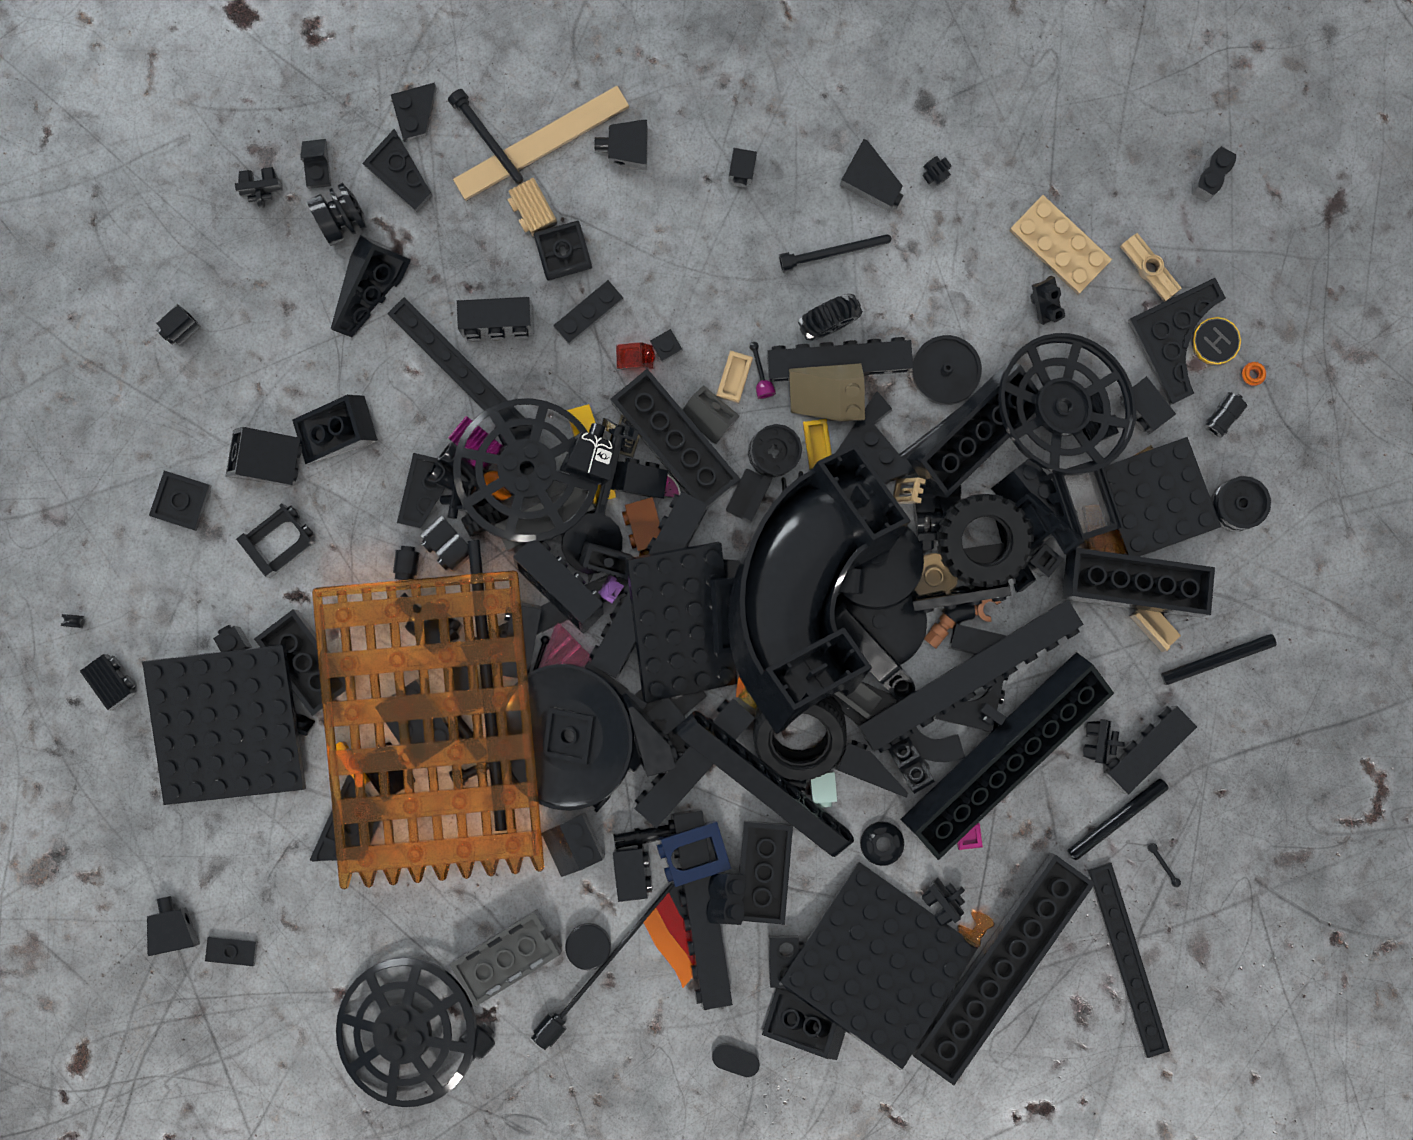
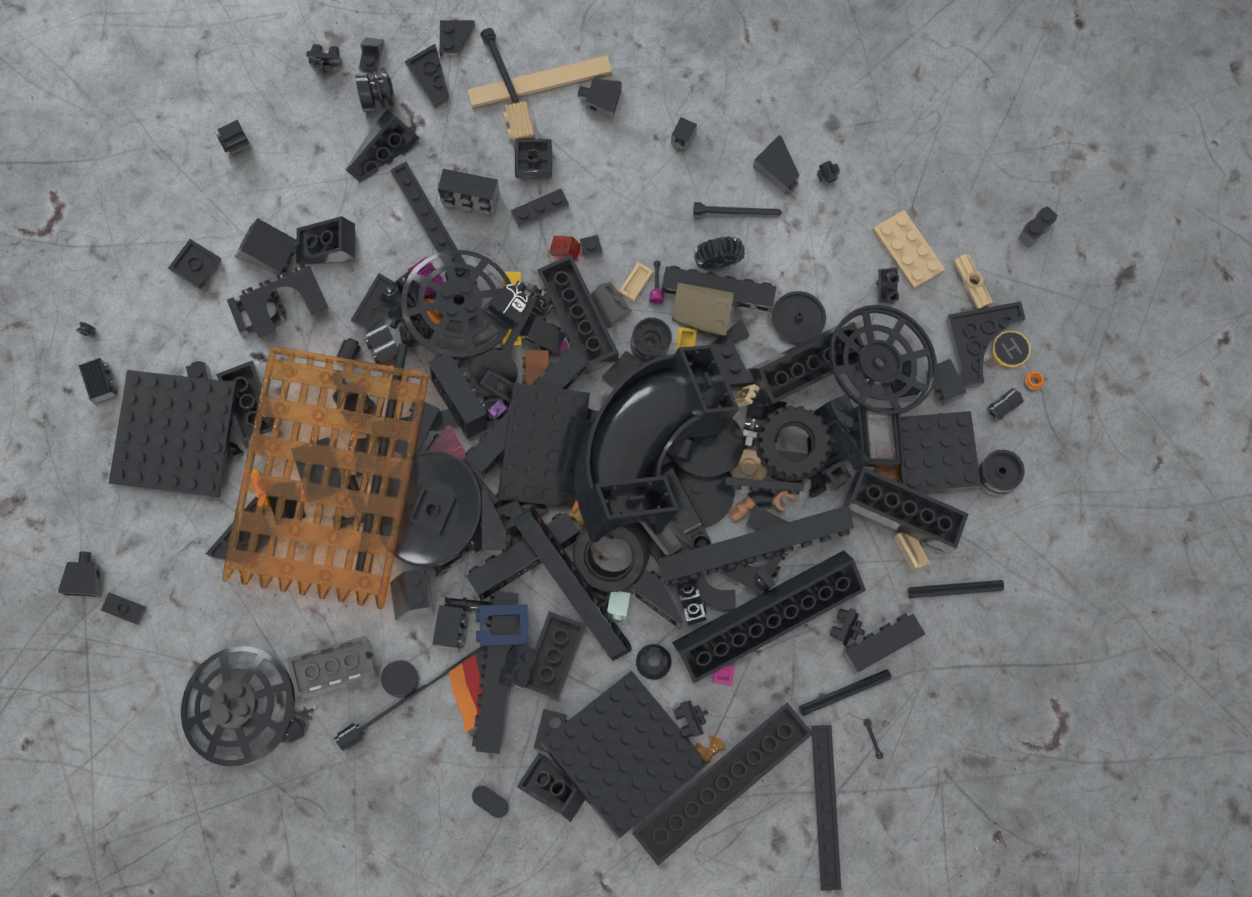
camera: 15 degrees right, 10 degrees down
(274, 529) = (256, 299): none -> black arch

